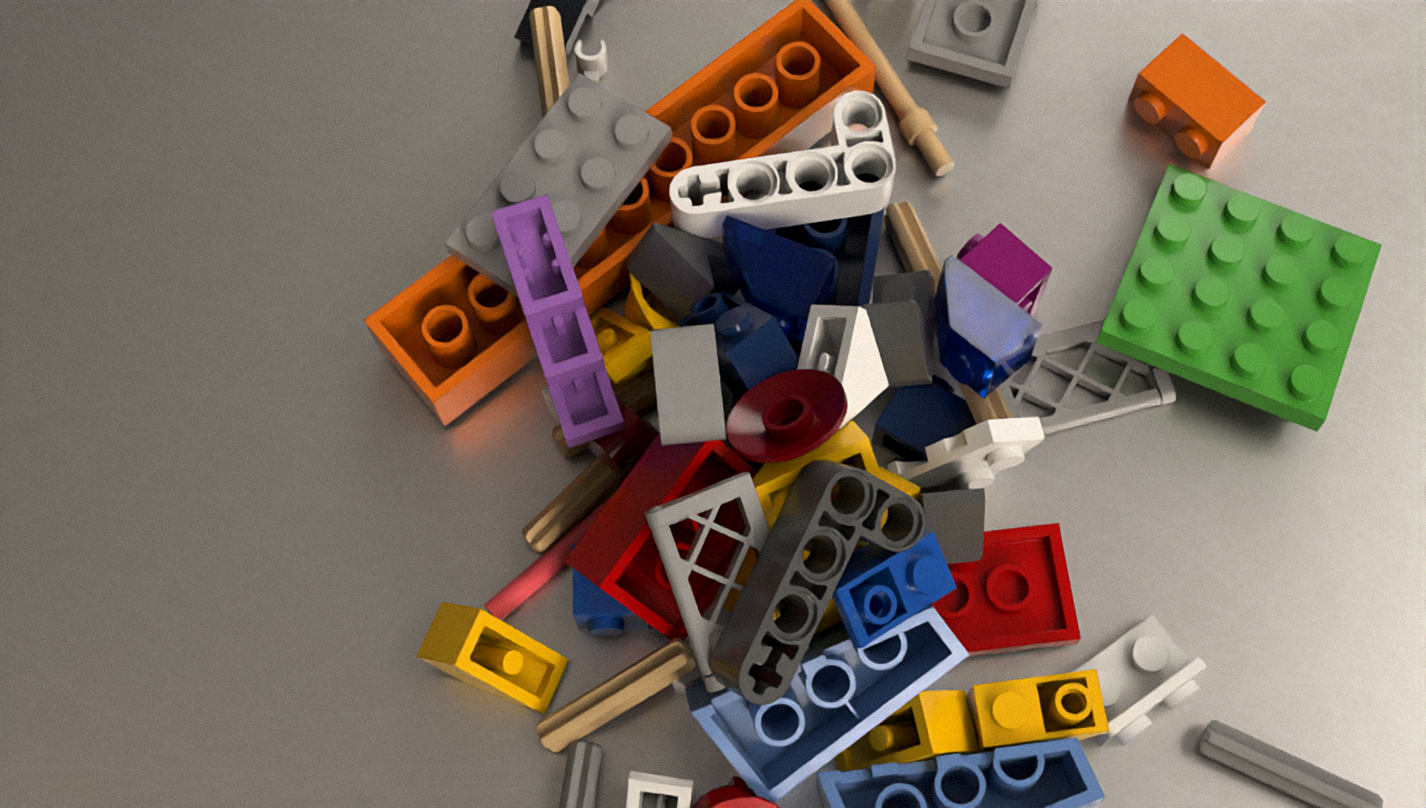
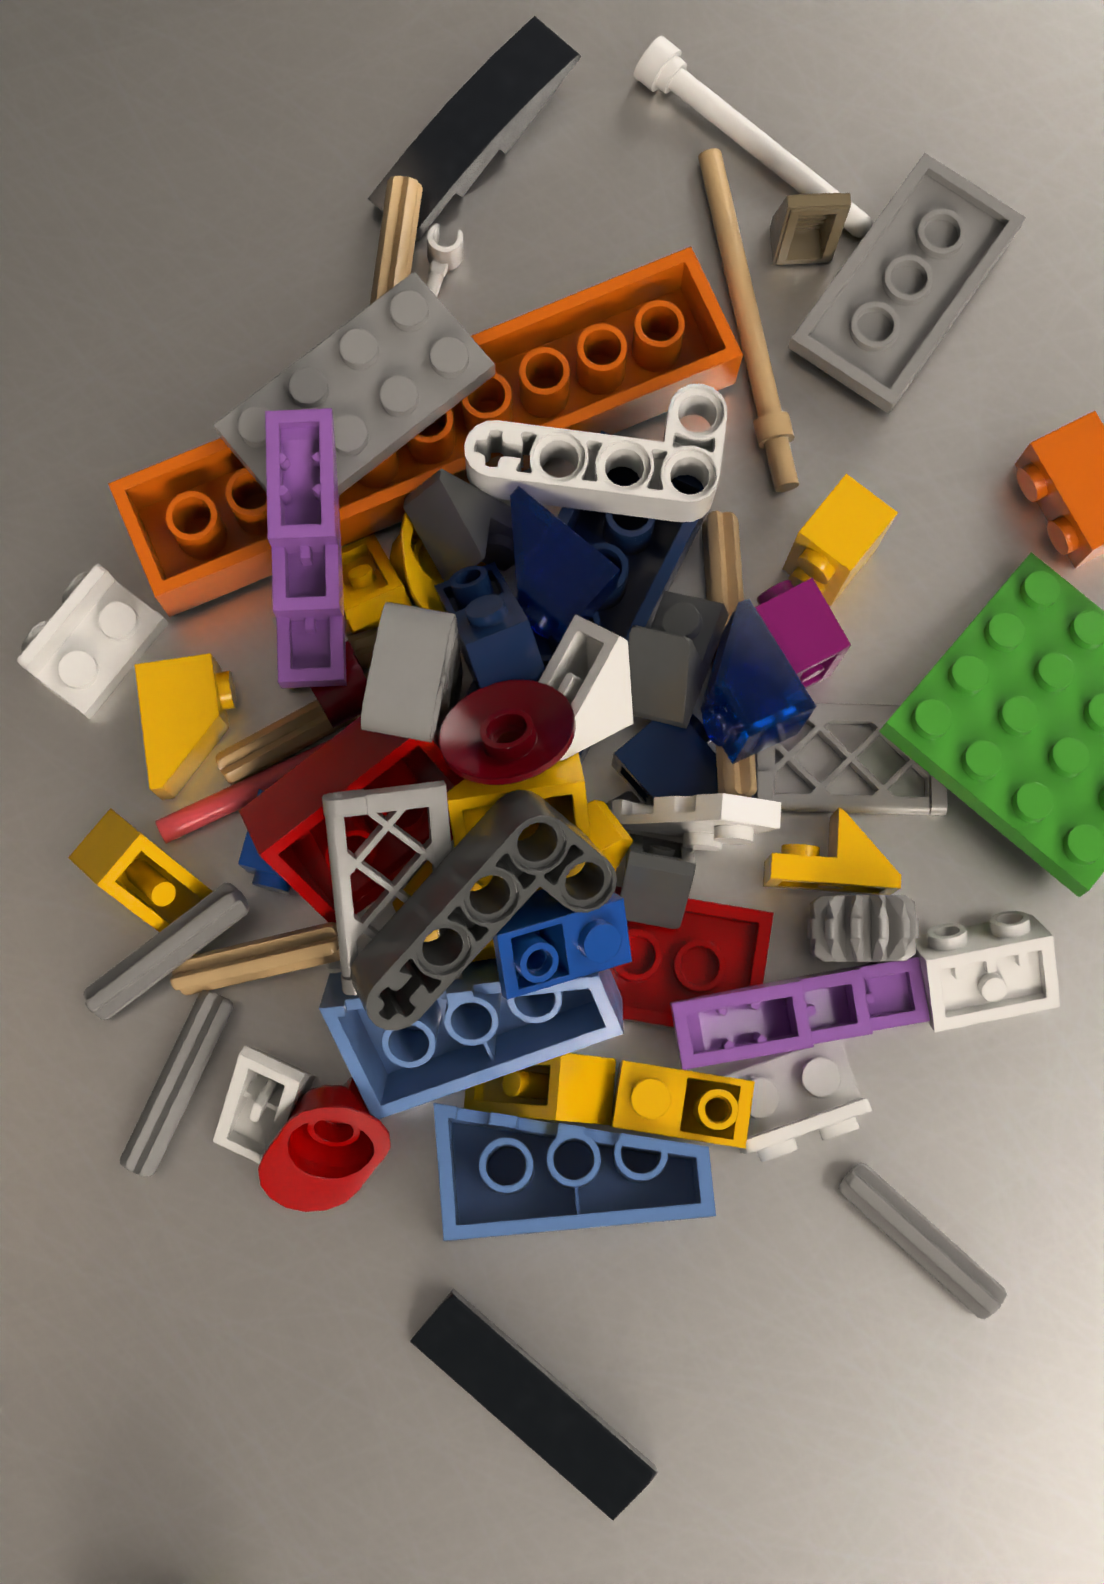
camera: 10 degrees right, 10 degrees up
(380, 465) = (90, 640): none -> white bracket
(482, 504) = (181, 717): none -> yellow slope
(528, 715) = (166, 951): none -> light grey axle
(1008, 186) = (839, 538): none -> yellow brick
(1109, 465) = (851, 863): none -> yellow slope
(1111, 600) = (798, 1012): none -> medium lavender slope
(1141, 511) = (863, 928): none -> light grey gear
(1260, 519) = (988, 970): none -> white bracket

